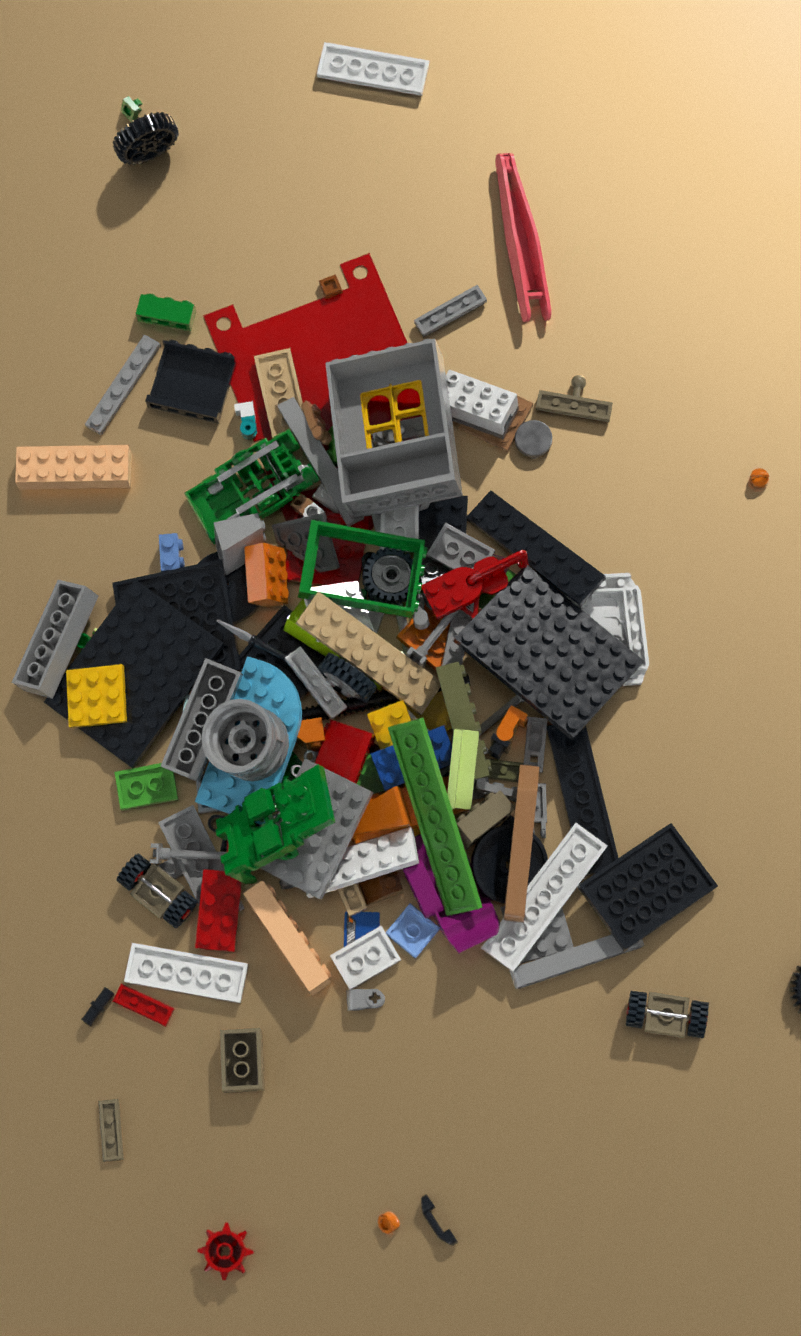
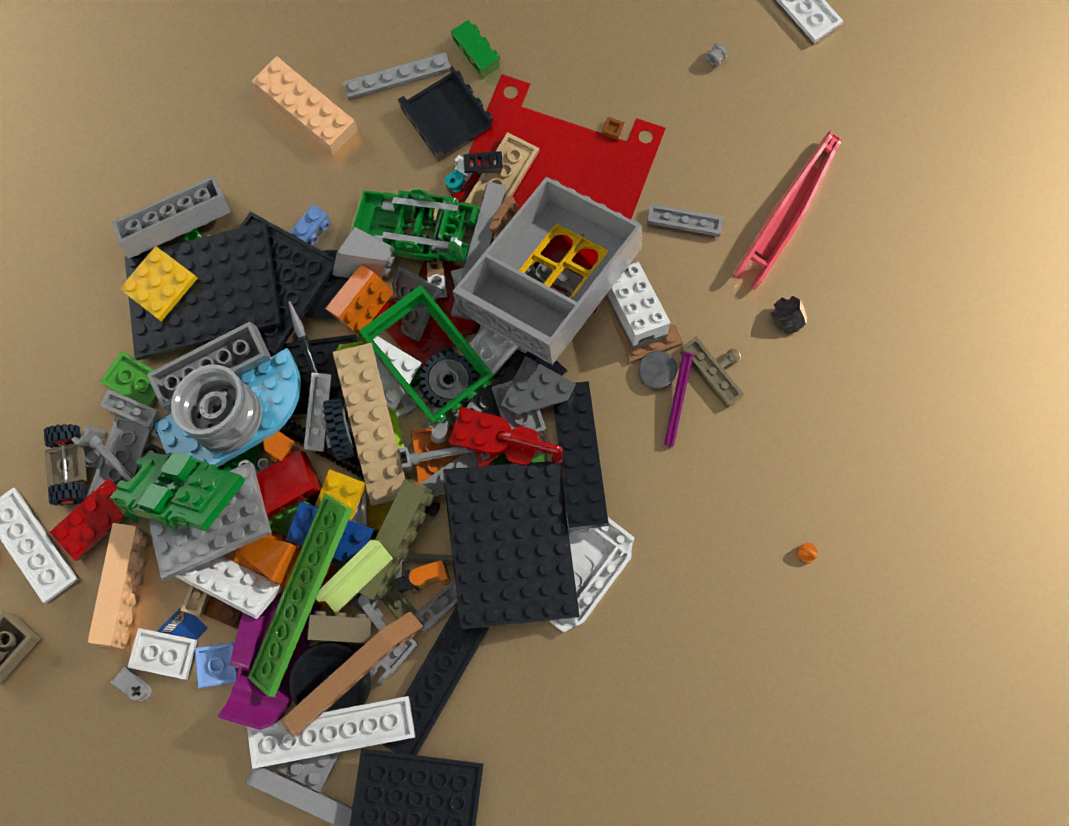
camera: 40 degrees right, 0 degrees up
(165, 807) = (129, 408): none -> light grey plate
(266, 383) = (490, 168): none -> black slope
(357, 164) = (716, 54): none -> light grey wheel
(460, 527) = (535, 389): none -> dark grey plate
(568, 446) = (678, 398): none -> magenta axle
(591, 317) = (789, 314): none -> black hair

